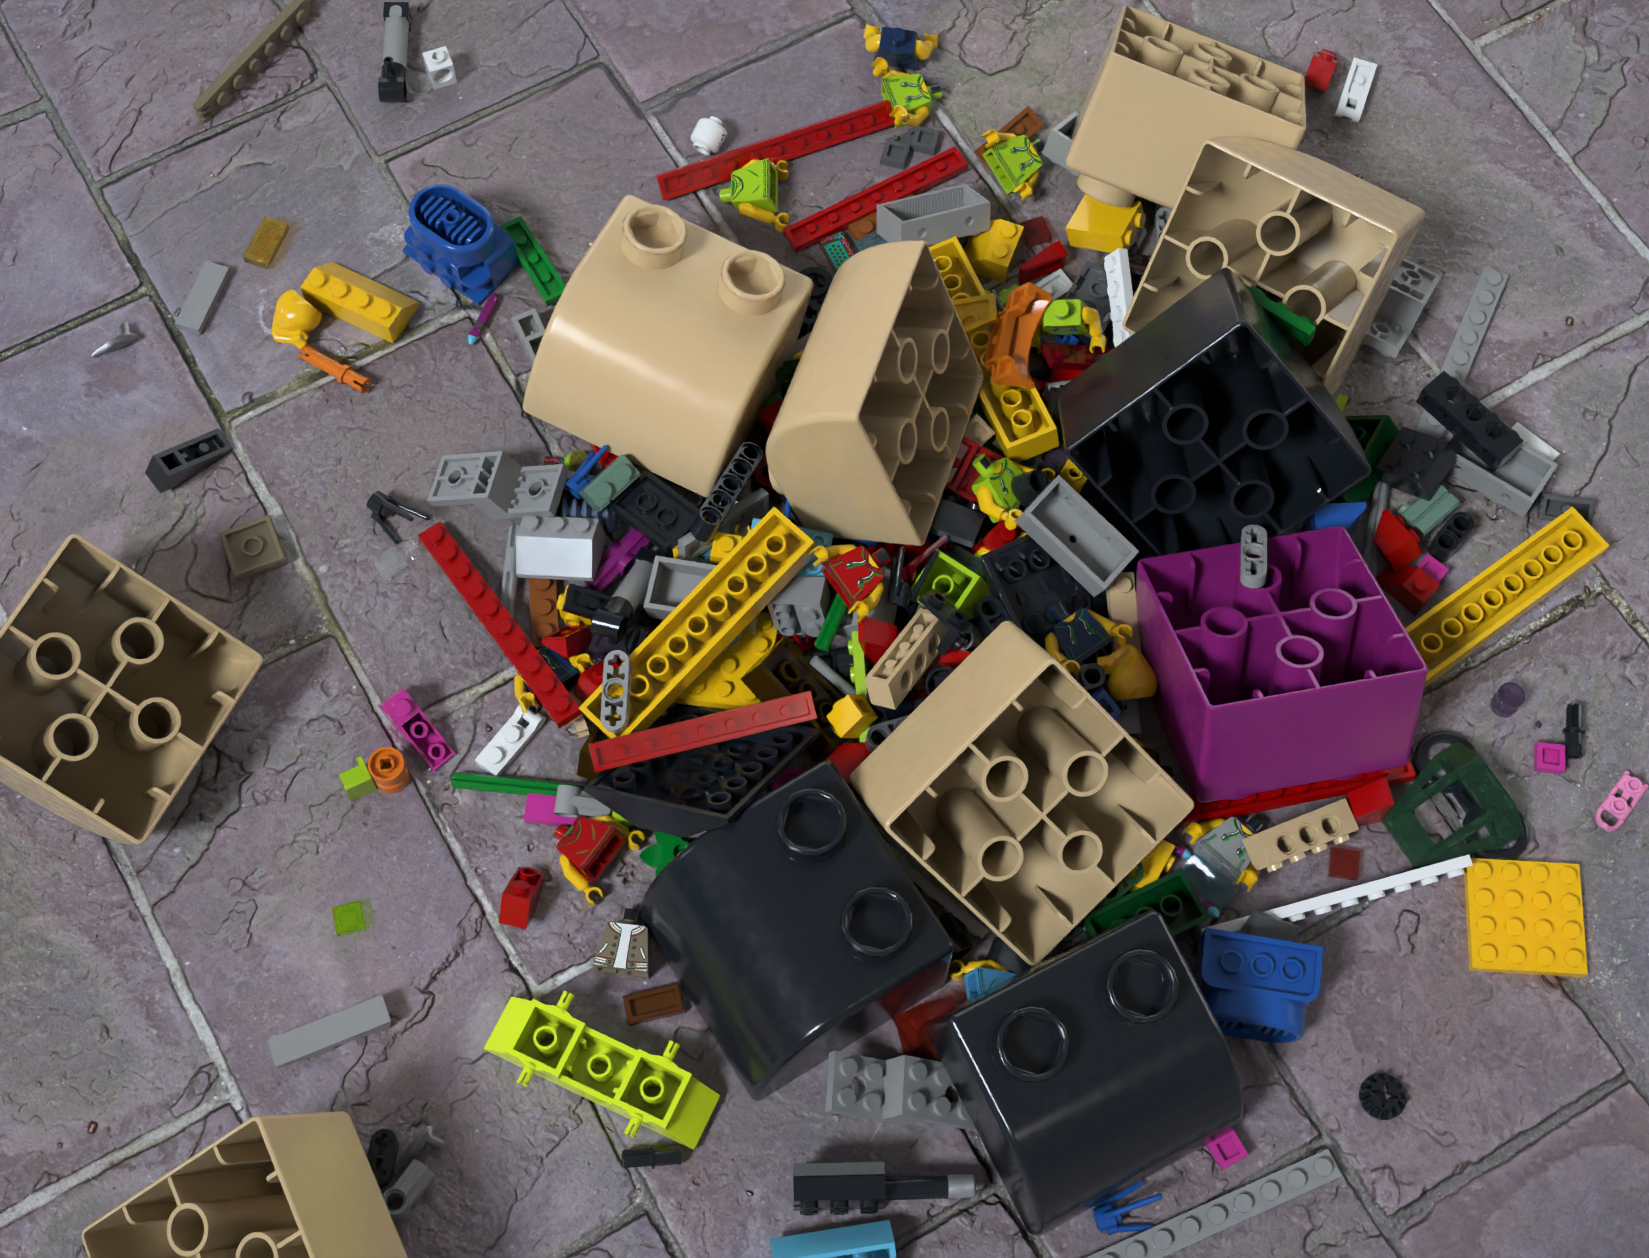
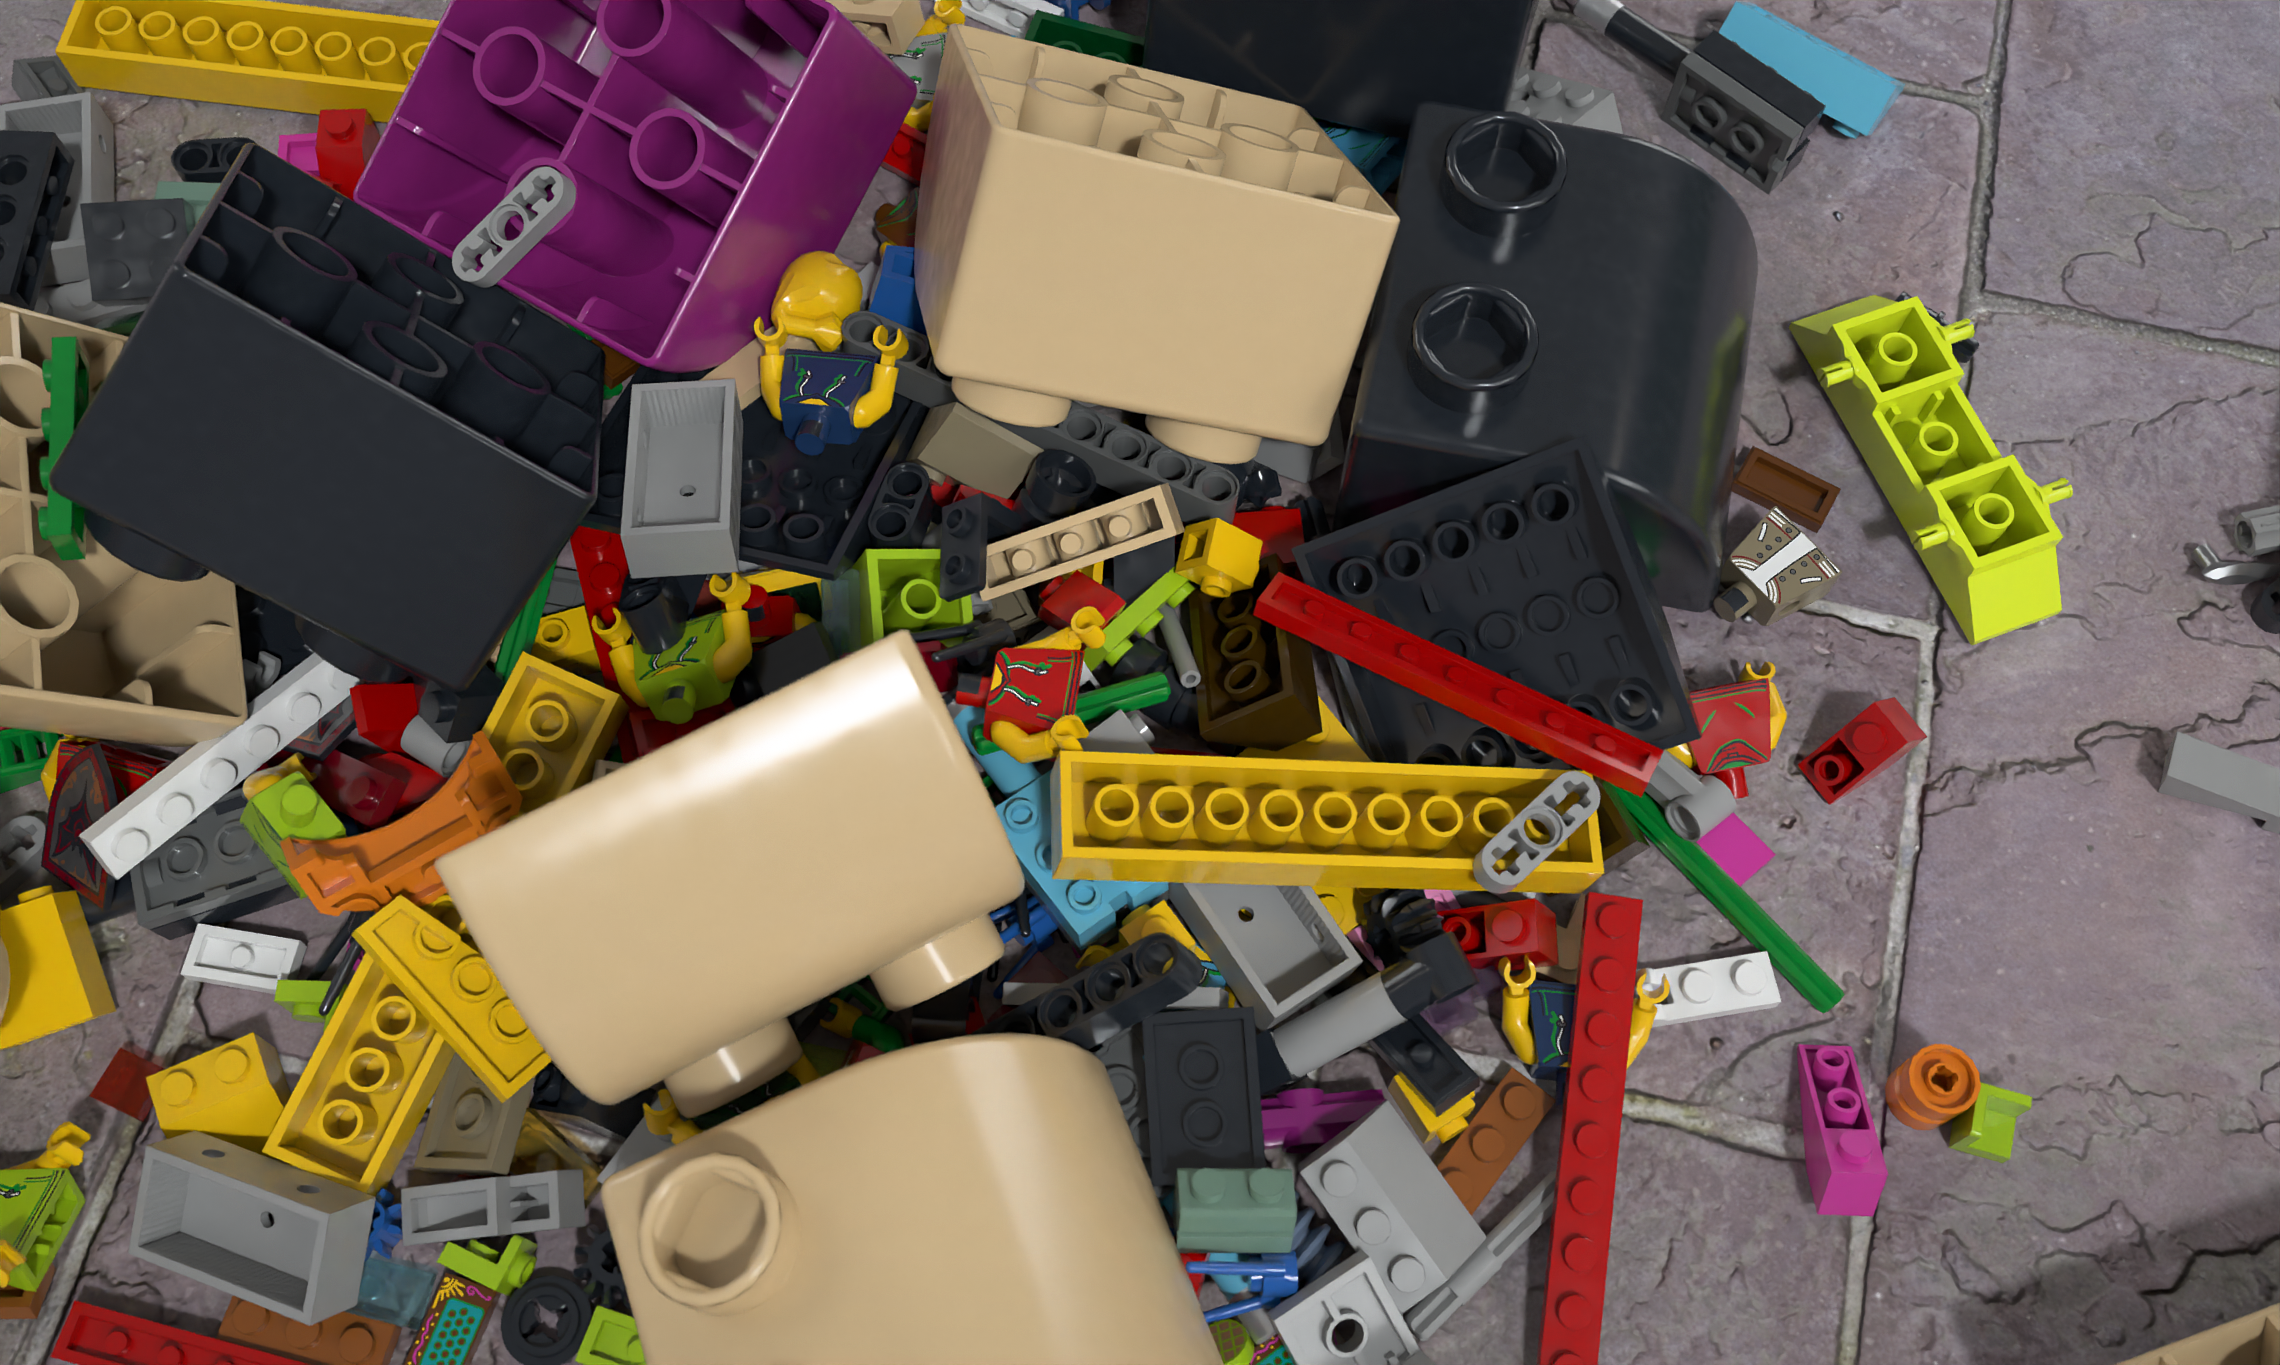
camera: 135 degrees left, 0 degrees up
(349, 918) = (2135, 934): clear neon green tile -> none
(569, 640) = (1506, 1045): red slope -> none
(1045, 262) = (175, 1008): red slope -> none

